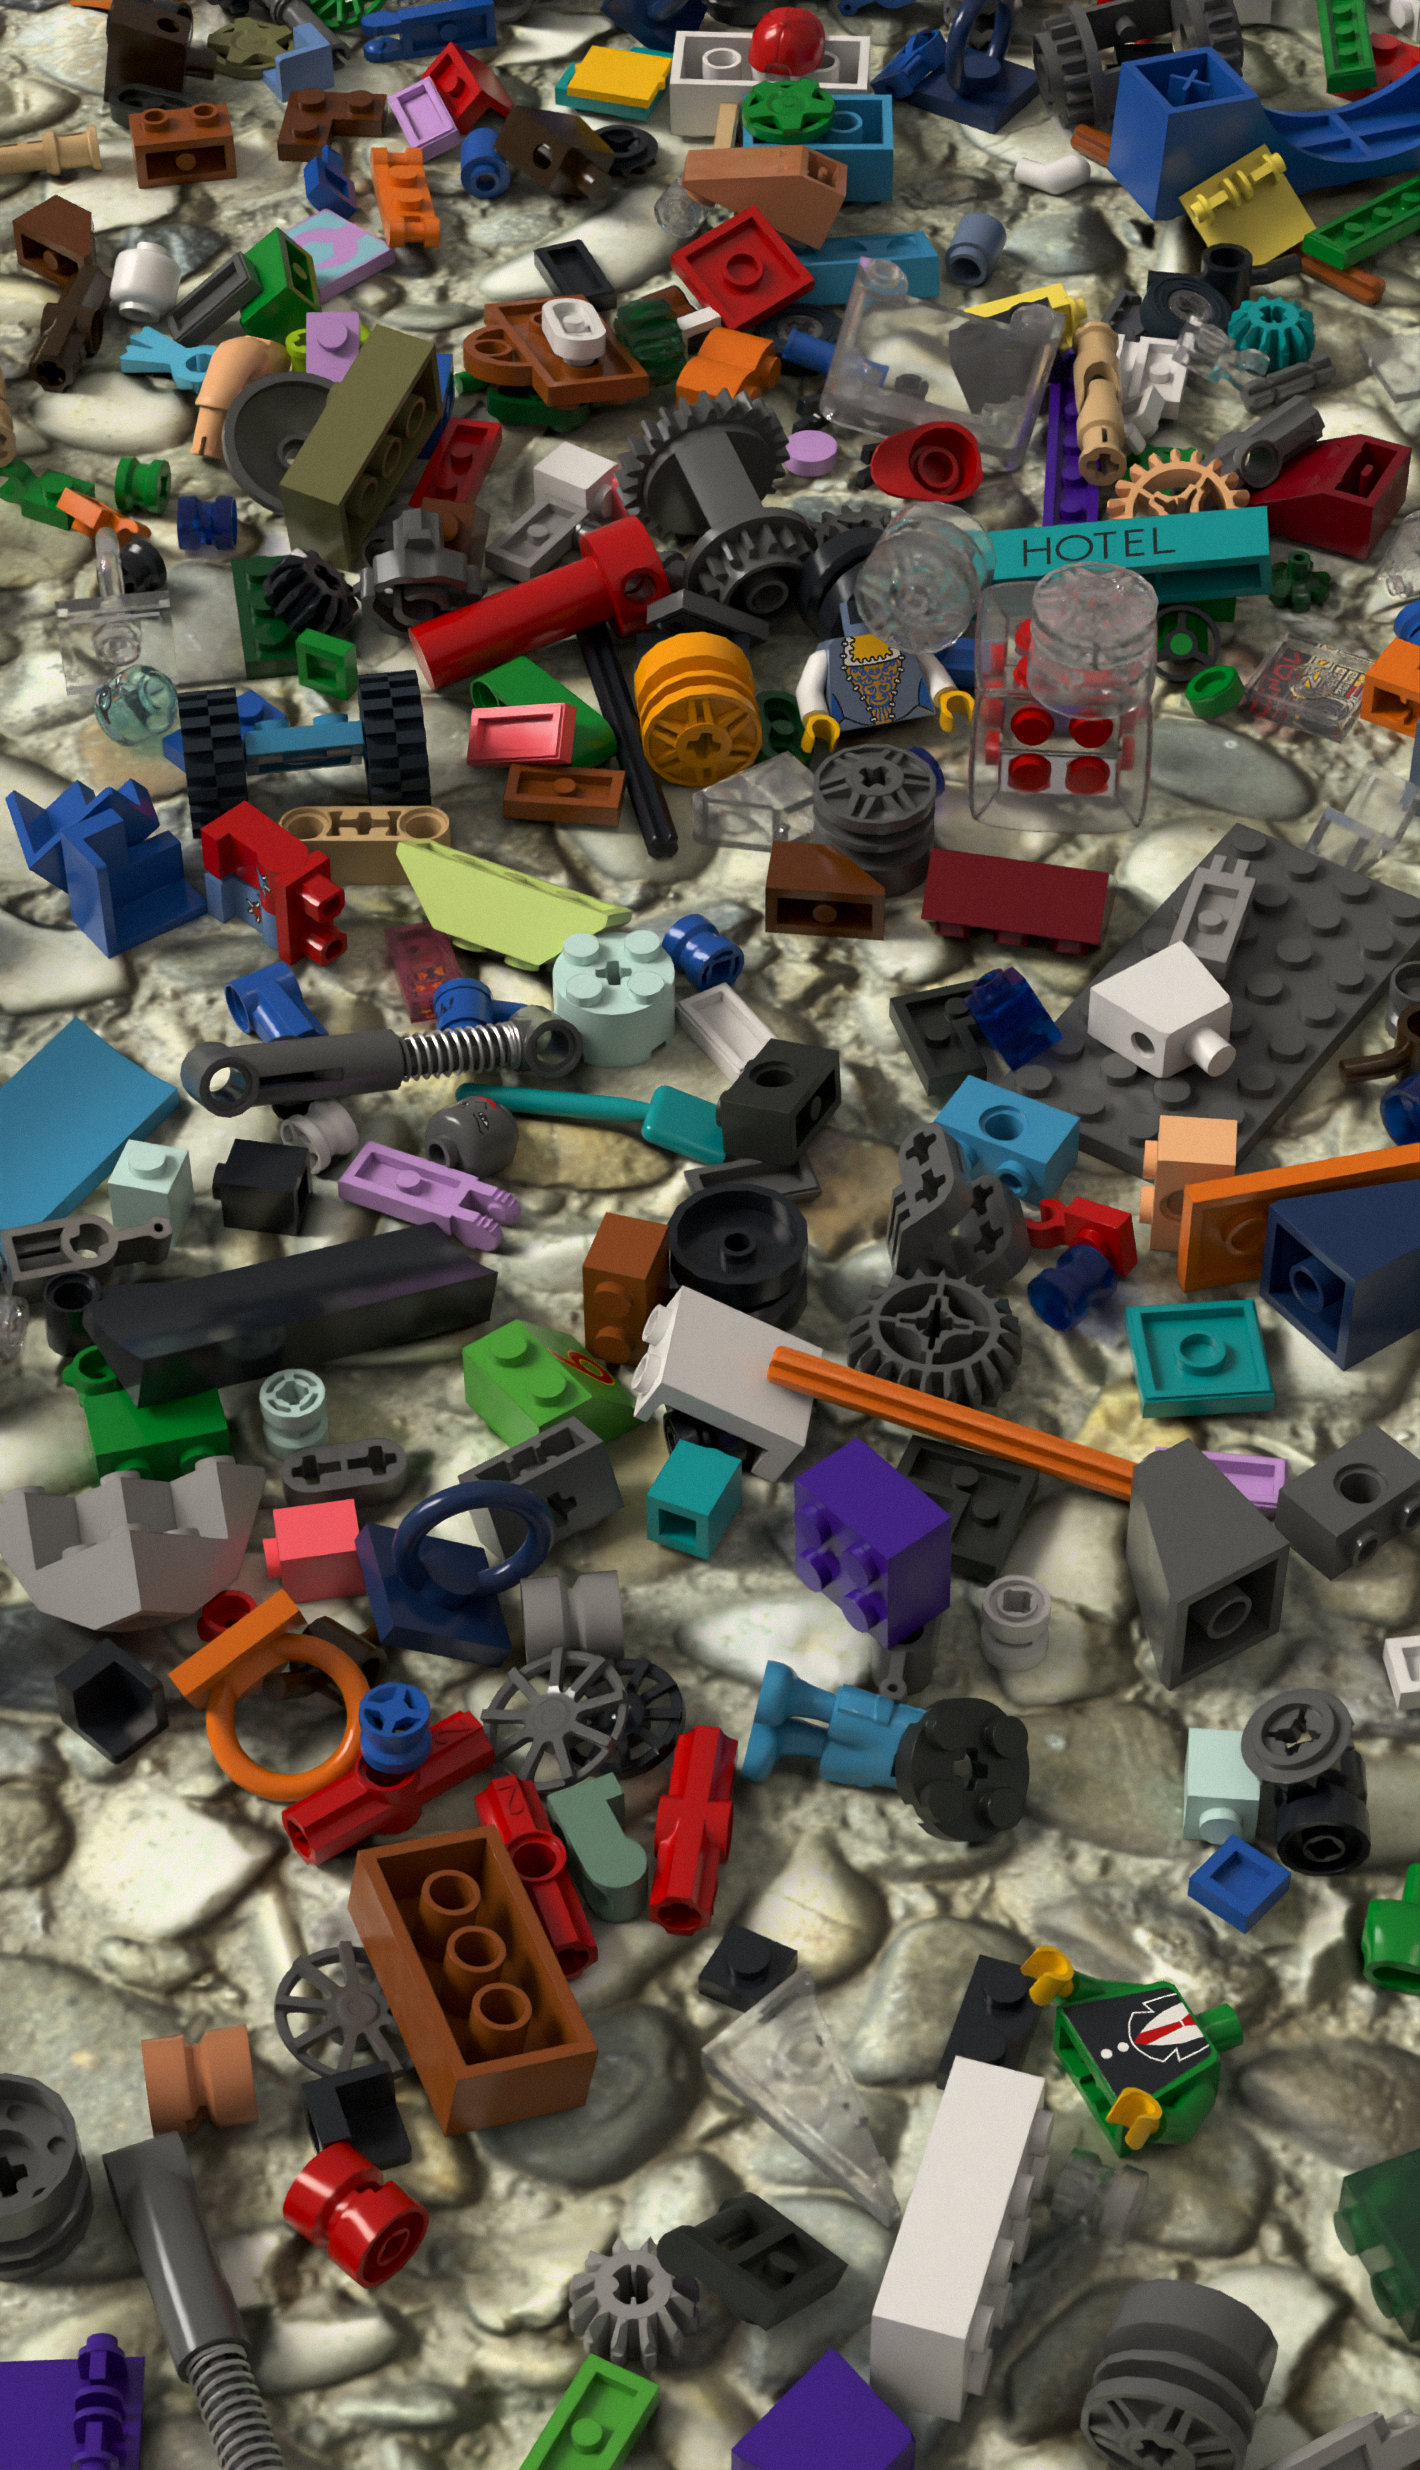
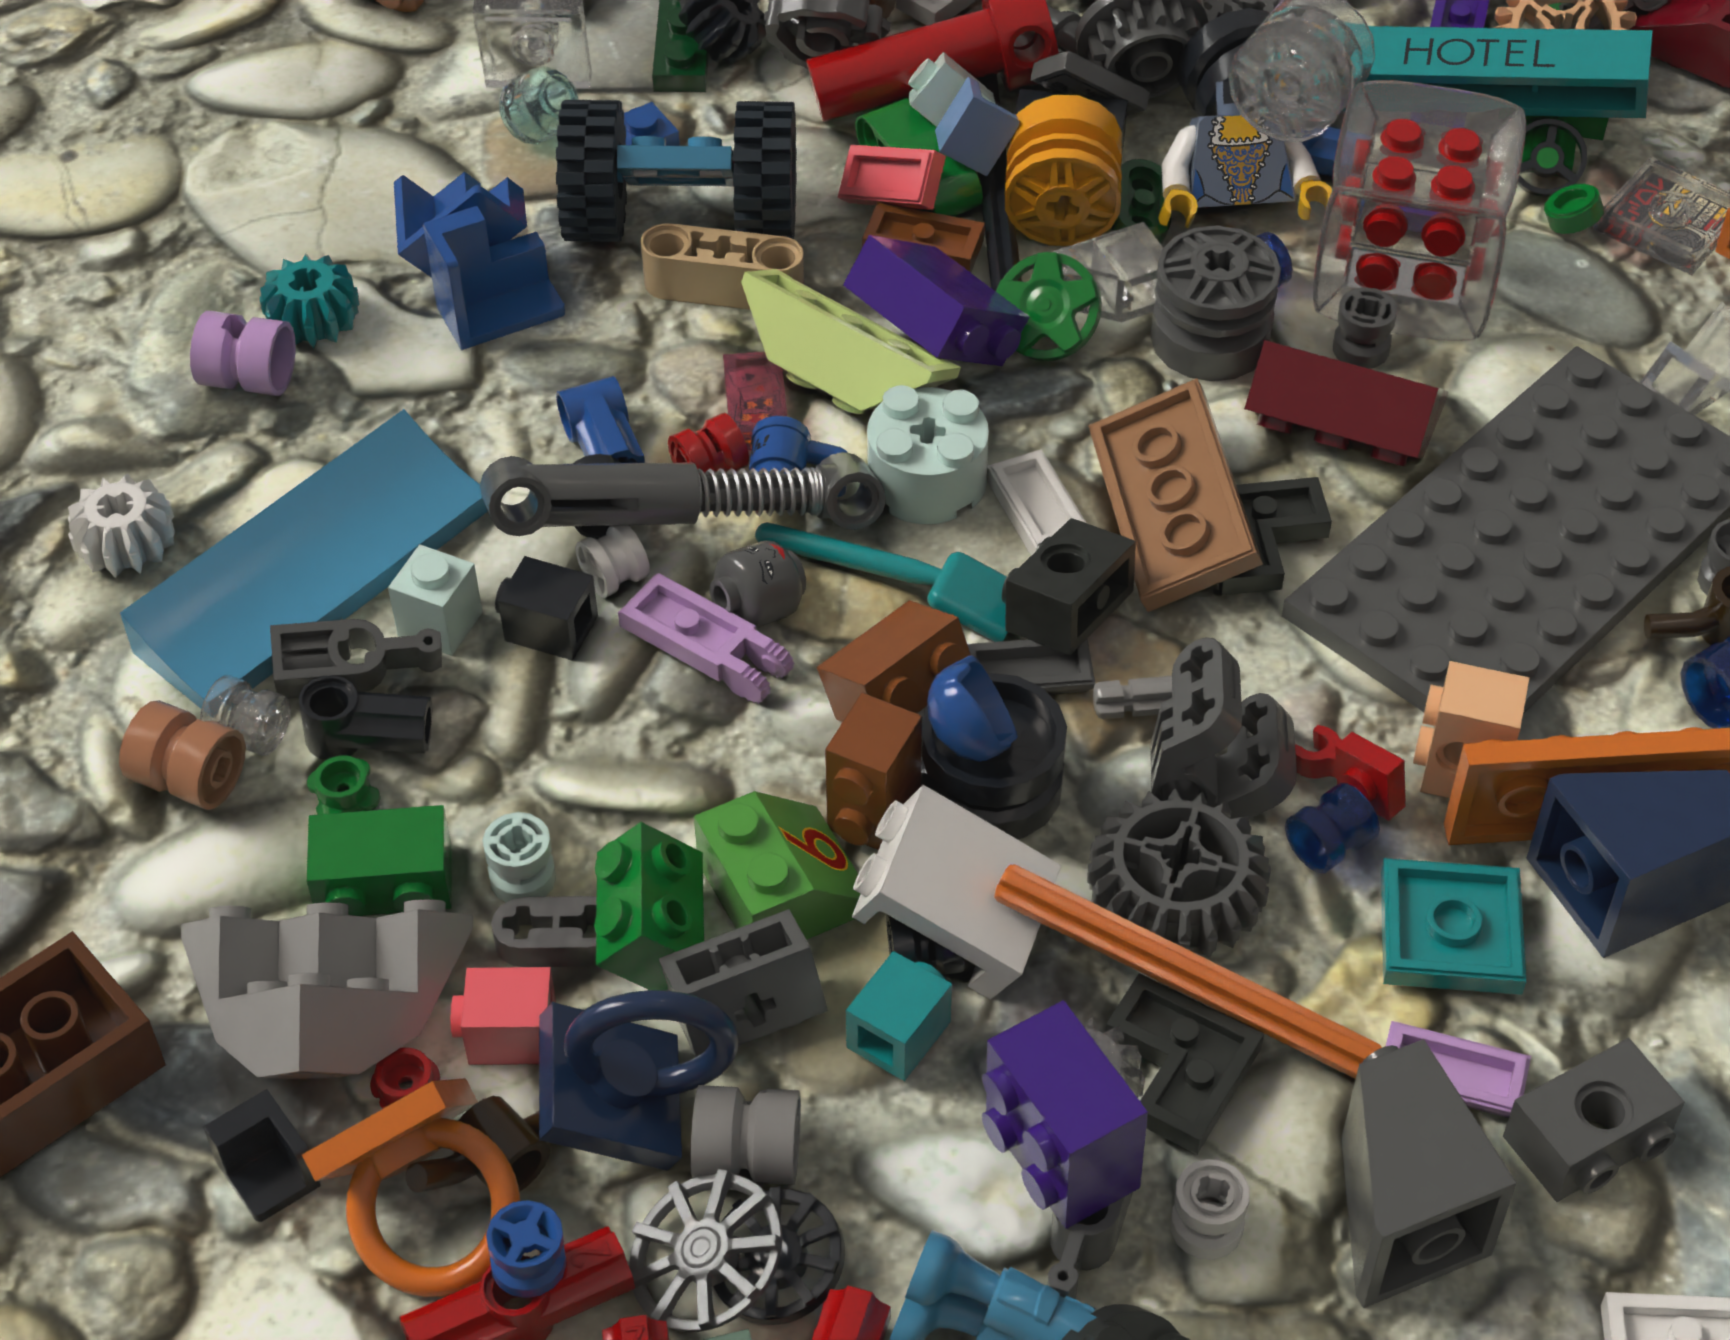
camera: 10 degrees right, 5 degrees up
(272, 885) = (622, 297): red hips -> none
(289, 1313) = (533, 749): black arch -> none
(327, 664) = (724, 82): green plate -> none
(401, 1010) = (711, 447): none -> red wheel
(430, 1429) = (646, 903): none -> green brick
(566, 650) = (937, 85): none -> light aqua brick
(594, 851) = (936, 301): none -> dark purple brick
(601, 677) = (975, 129): none -> medium blue panel
(634, 1179) = (894, 659): none -> dark orange brick
(702, 953) = (1021, 416): blue wheel -> none
(705, 844) = (1052, 304): none -> green wheel
(712, 1216) = (969, 712): none -> blue hair
(821, 894) = (1142, 361): reddish brown slope -> none
(865, 1197) = (1140, 697): none -> light grey axle
(868, 1004) = (1174, 495): none -> medium nougat tile
(1011, 1017) = (1316, 526): clear blue brick -> none
(1012, 1138) = (1293, 655): dark azure brick -> none
(1026, 826) = (1364, 327): none -> dark grey wheel
(1092, 640) = (1455, 150): clear wheel -> none
(1165, 1014) = (1473, 545): white torso -> none
(1216, 913) = (1536, 448): light grey hinge -> none
(1299, 583) = (1673, 109): dark green plant -> none

